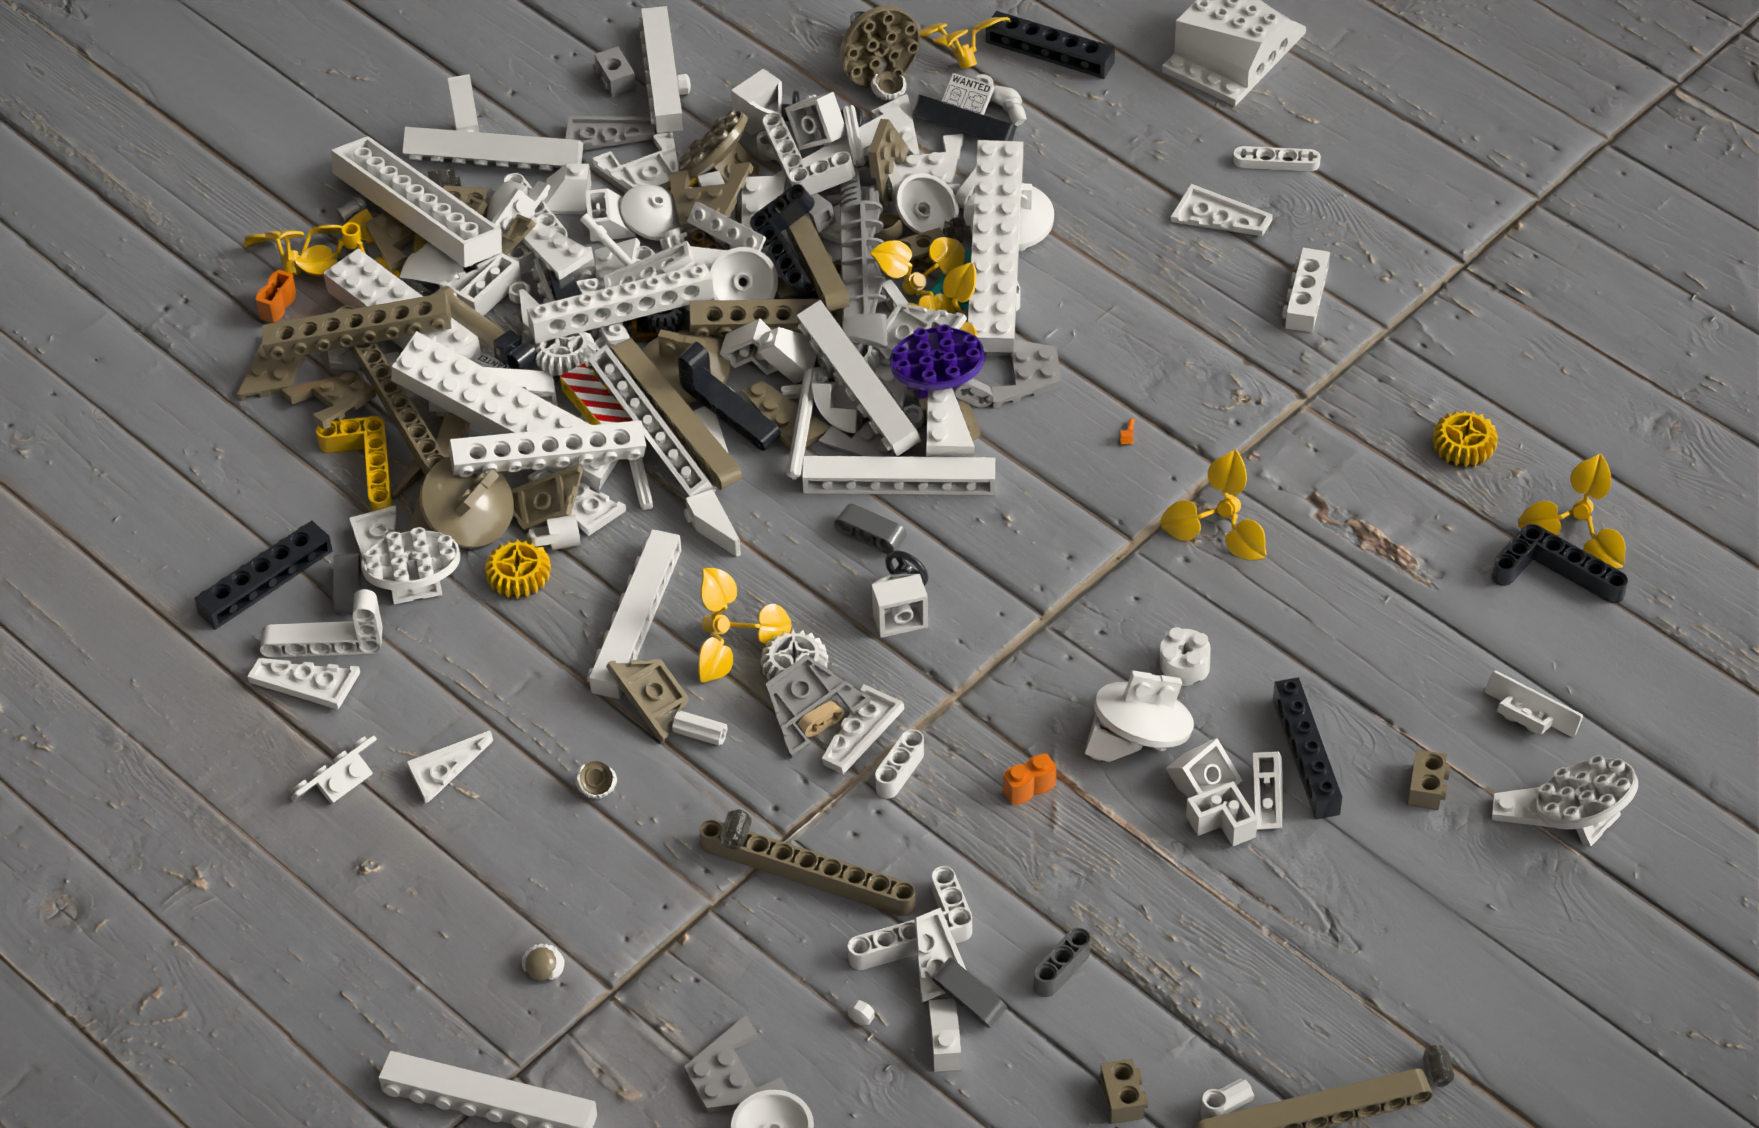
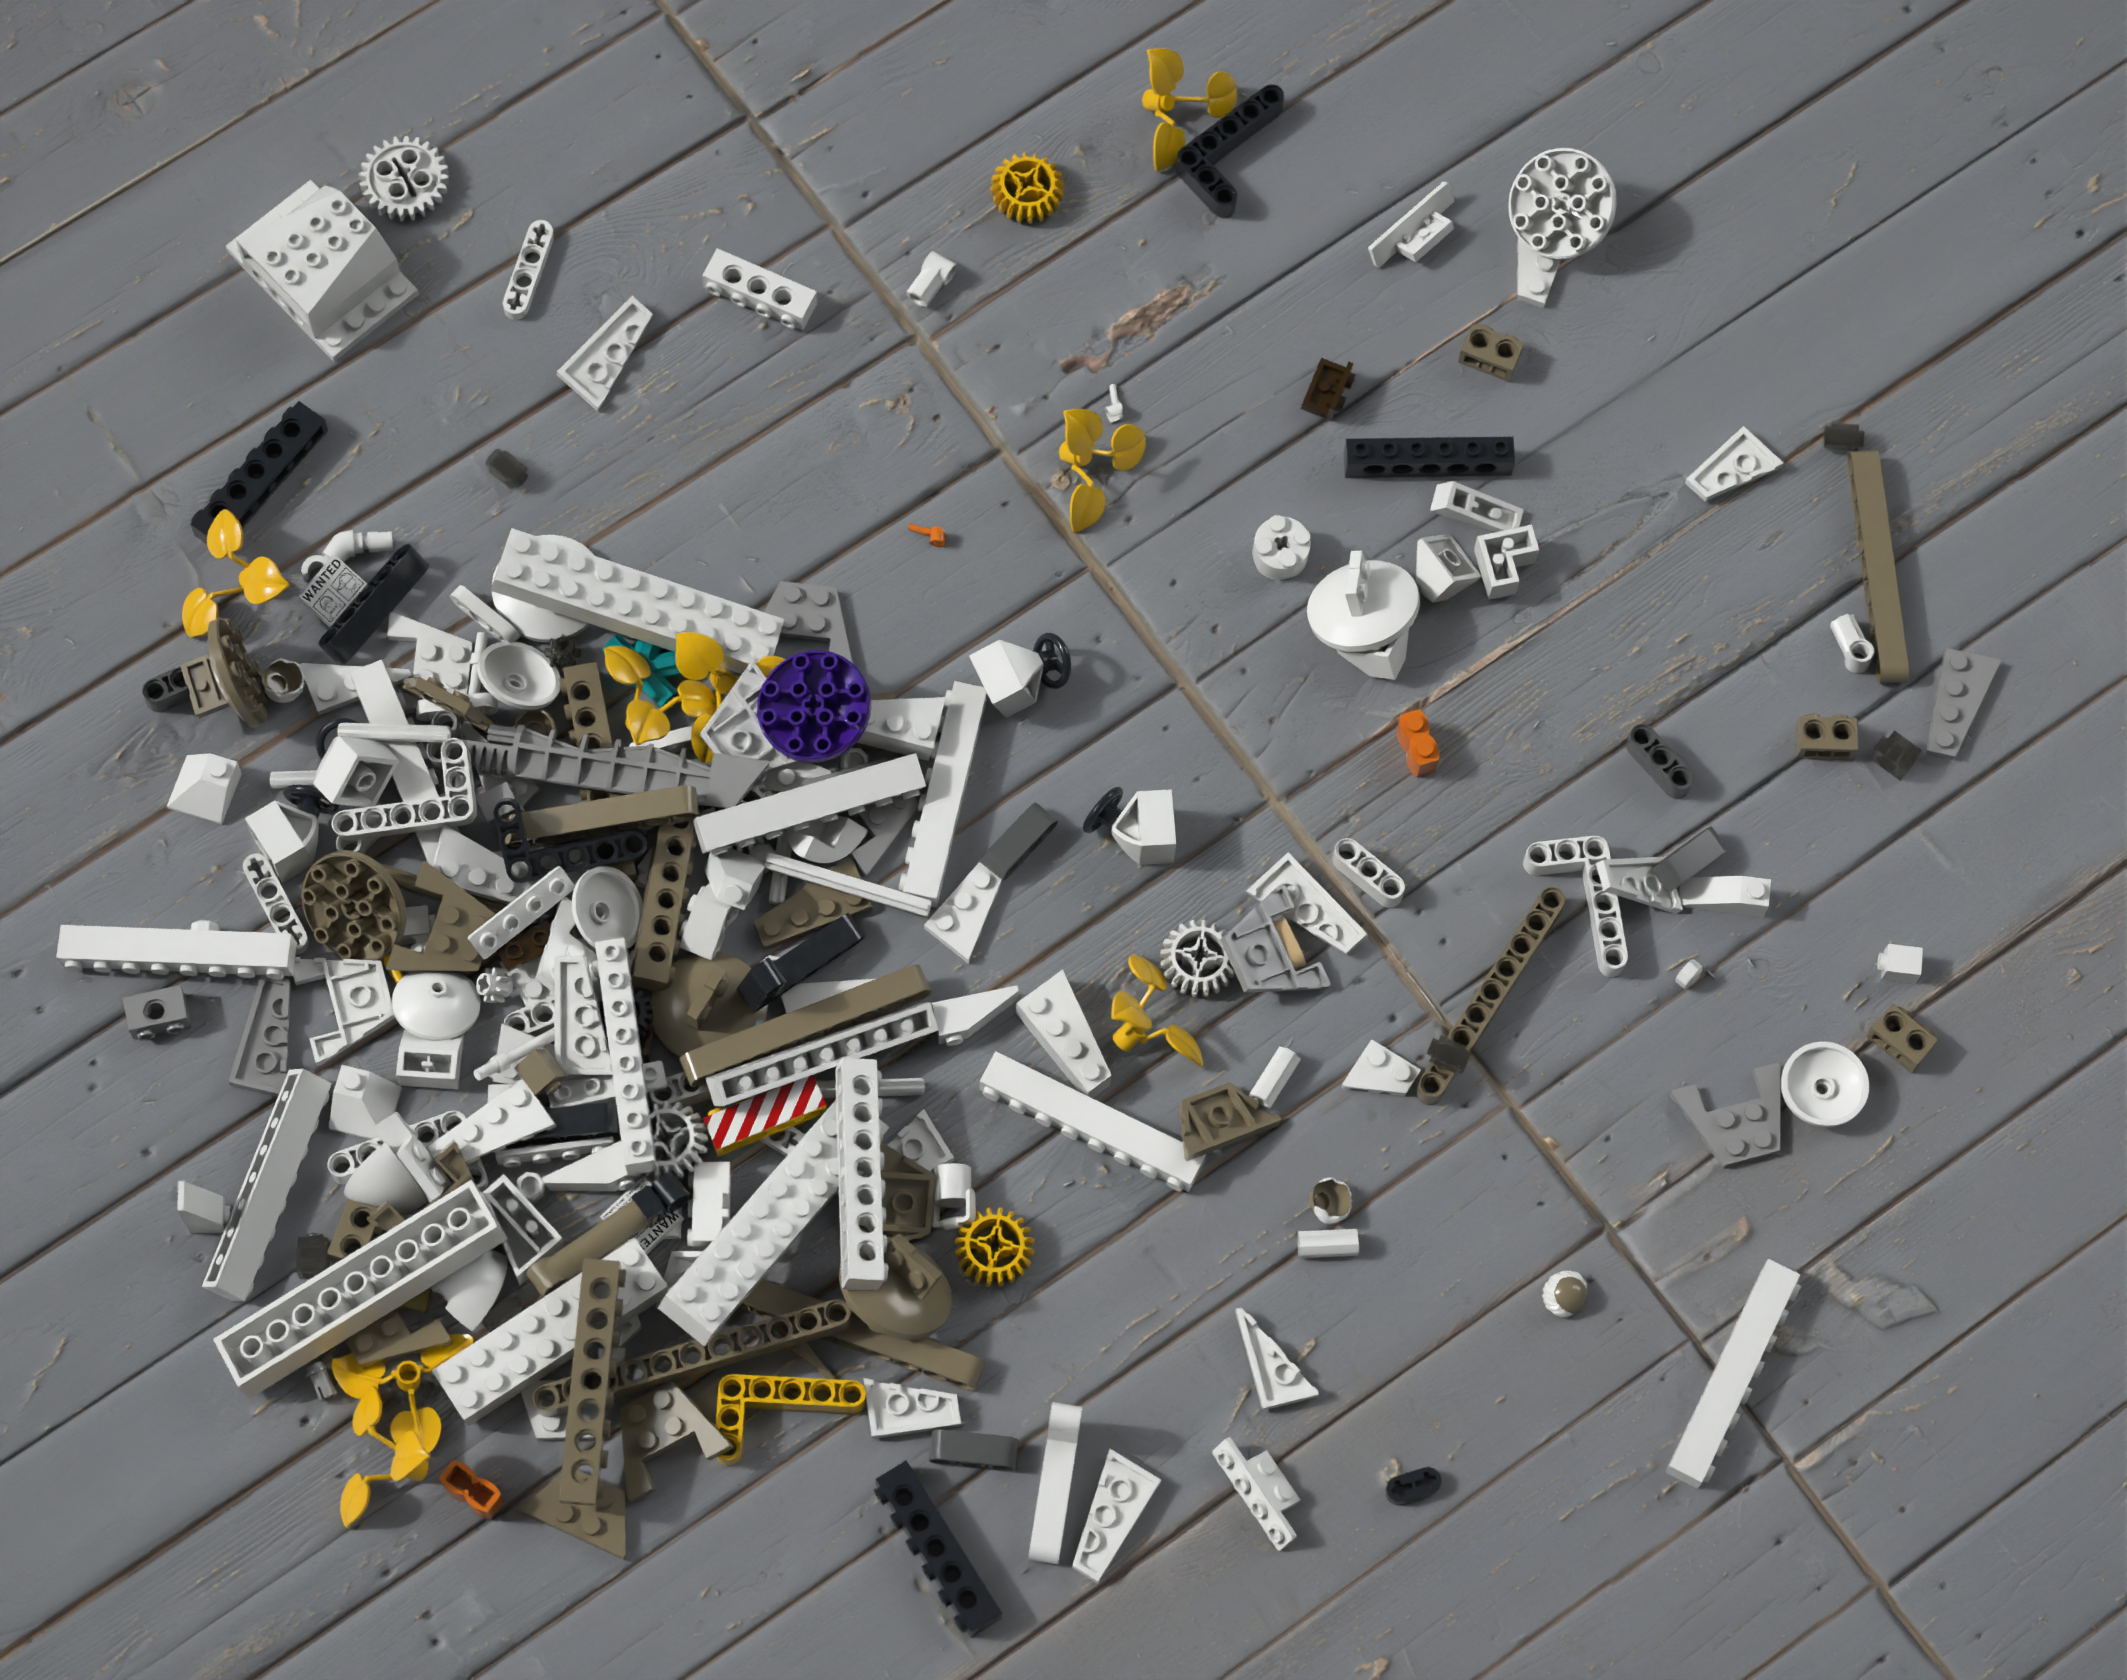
camera: 85 degrees left, 20 degrees up
(351, 881) = (1411, 1479): none -> black beam
(411, 563) = (986, 1361): white bracket -> none
(559, 786) = (1328, 1243): none -> white axle
(600, 262) = (541, 1072): none -> dark tan brick
(682, 597) = (1062, 1030): none -> white wedge
(693, 129) = (276, 903): none -> white beam
(721, 798) = (1381, 1071): none -> white wing
(796, 67) = (205, 787): none -> white slope
(800, 506) = (964, 912): none -> white wing
(1008, 487) = (1014, 673): none -> white piece
(1101, 173) = (507, 468): none -> clear smoke brick
(1281, 532) = (1114, 411): none -> white hand
(1326, 74) = (381, 188): none -> white gear
(1349, 668) = (1327, 387): none -> dark brown bracket
(1363, 394) = (934, 273): none -> white piece
(1378, 981) = (1733, 465): none -> white wing

